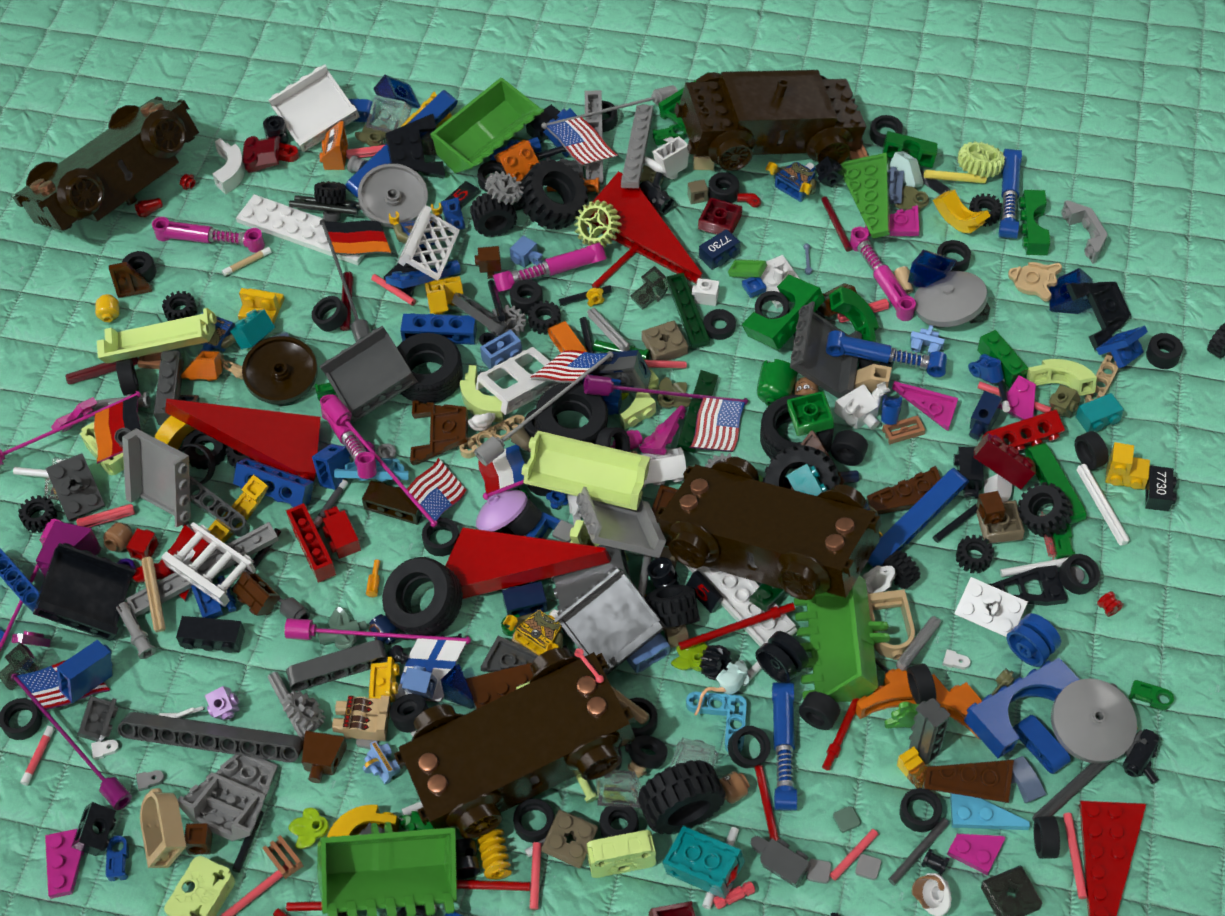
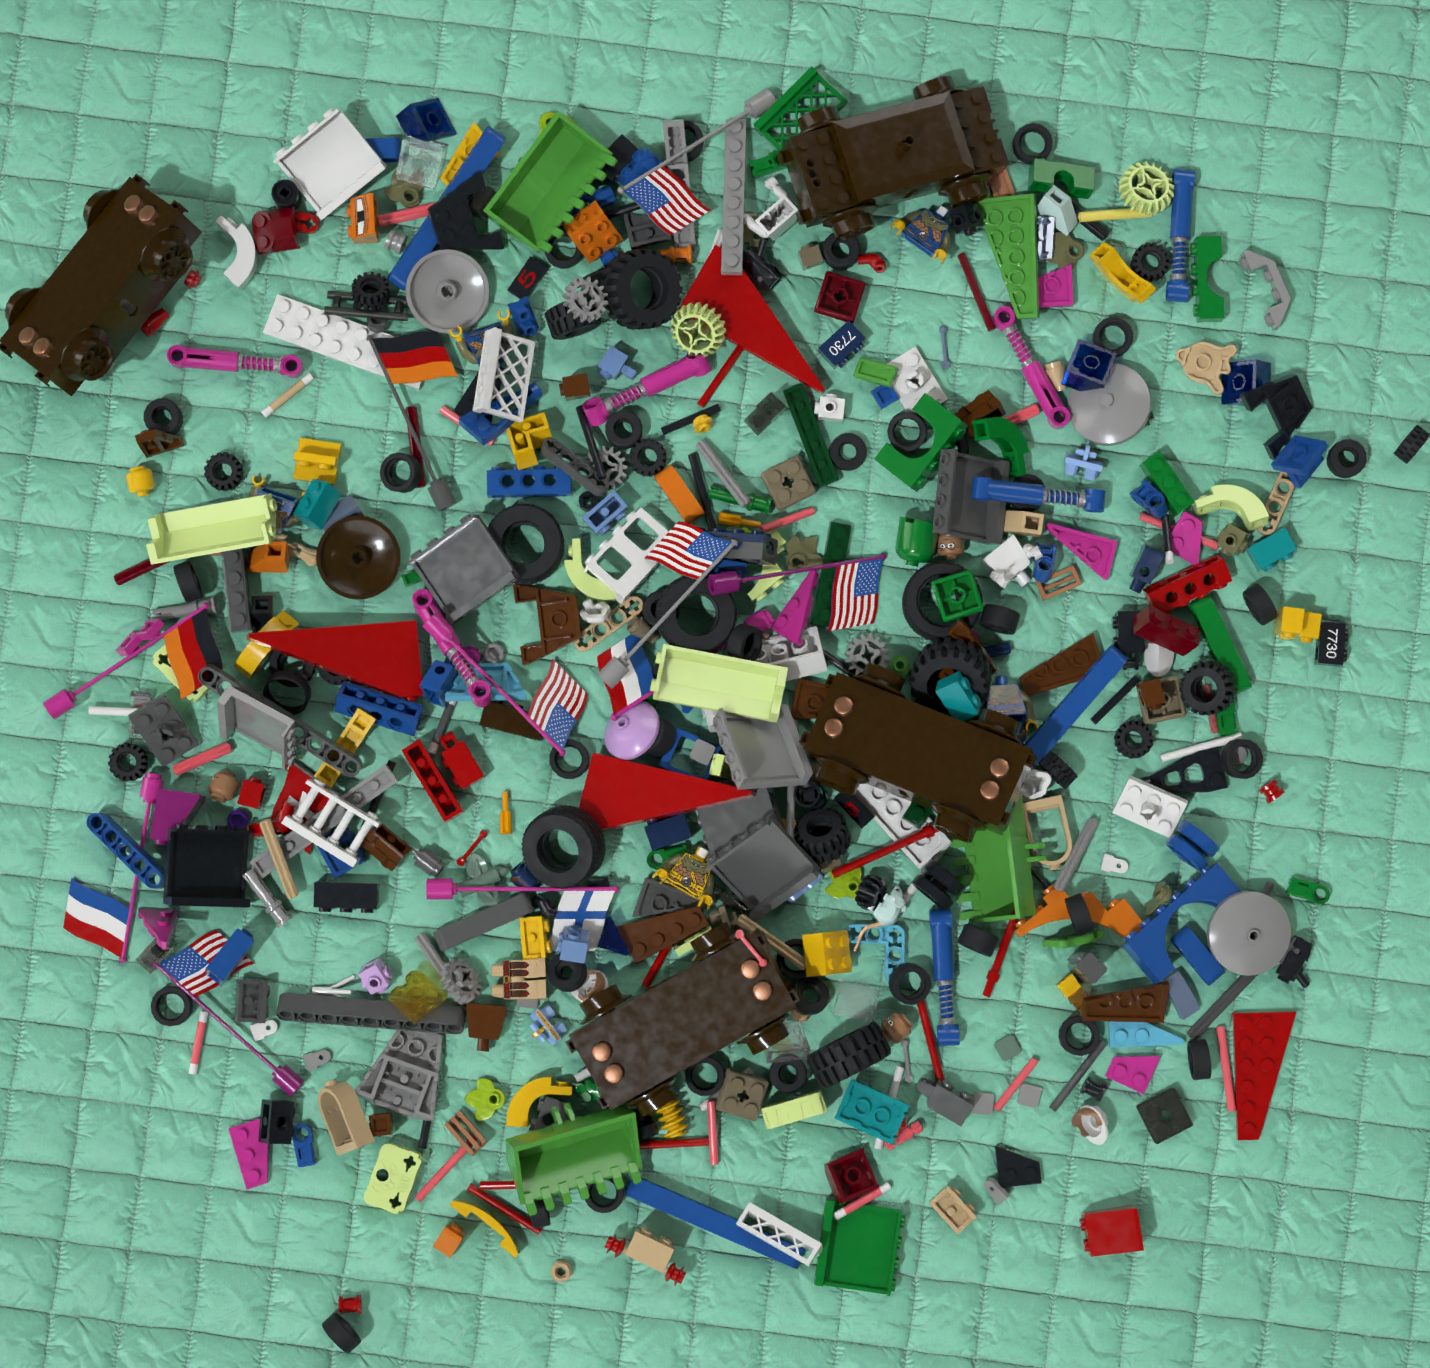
camera: 10 degrees left, 30 degrees up
(258, 720) = (416, 996): none -> clear yellow slope
(325, 616) = (461, 861): none -> red hinge
(667, 709) = (827, 953): none -> yellow brick
(743, 840) = (908, 1078): none -> light grey hinge
(1103, 505) = (1269, 666): white axle -> none

